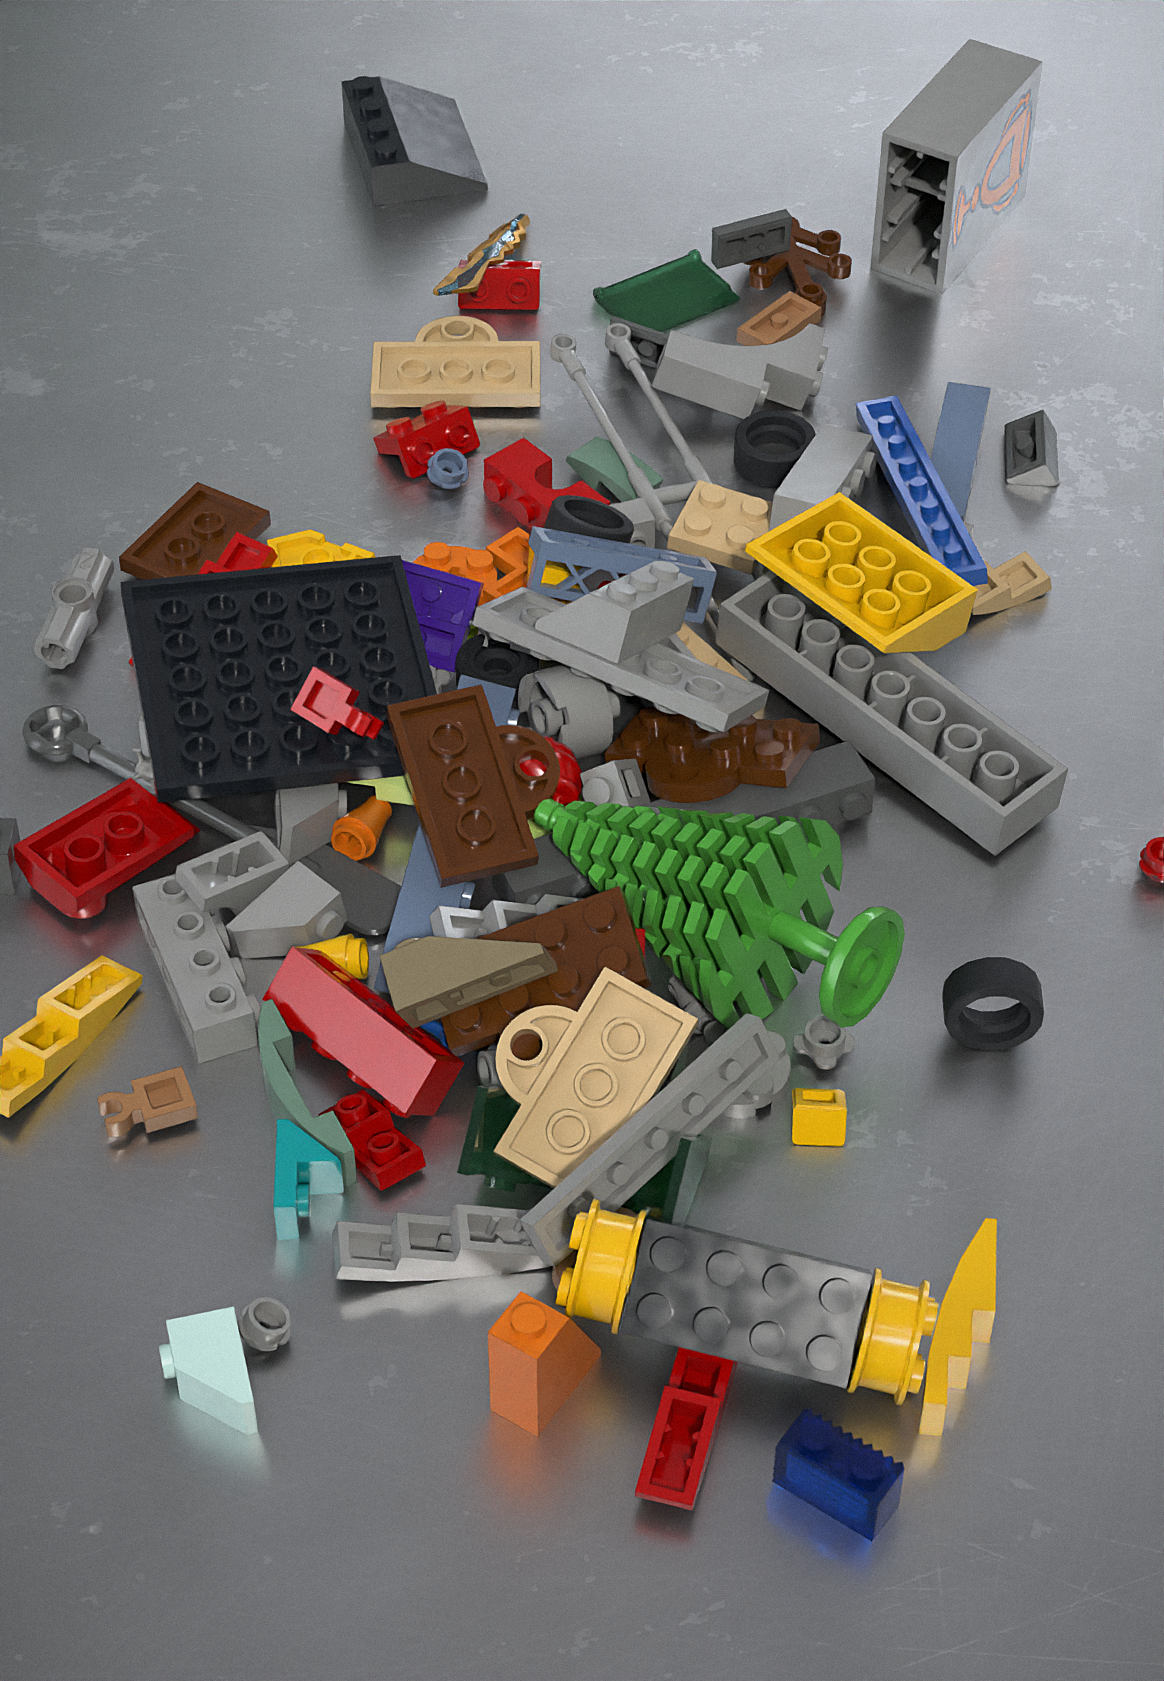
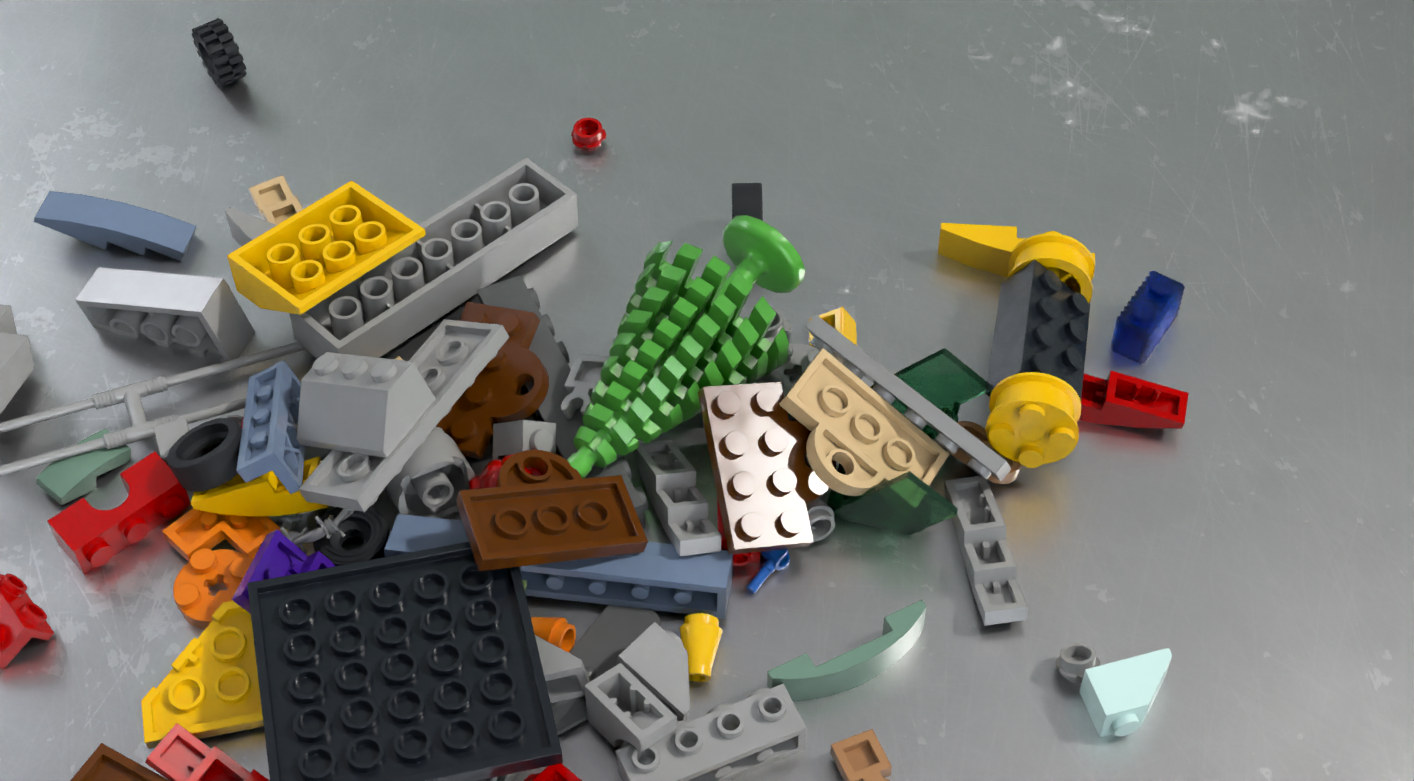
camera: 90 degrees left, 5 degrees up
(301, 1170) = (928, 655): teal slope -> none
(330, 705) = (466, 609): plate -> none
(362, 1033) = (790, 610): brick -> none
(379, 1148) = (866, 613): red slope -> none
(448, 974) = (775, 517): dark tan slope -> none
(450, 461) = (58, 596): sand blue plate -> none
(535, 1362) = (1099, 471): orange slope -> none
(719, 525) = (197, 372): tan plate -> none
(766, 428) = (76, 326): black tyre -> none
(920, 489) = (174, 237): blue plate -> none
(1031, 451) = (119, 184): dark grey slope -> none

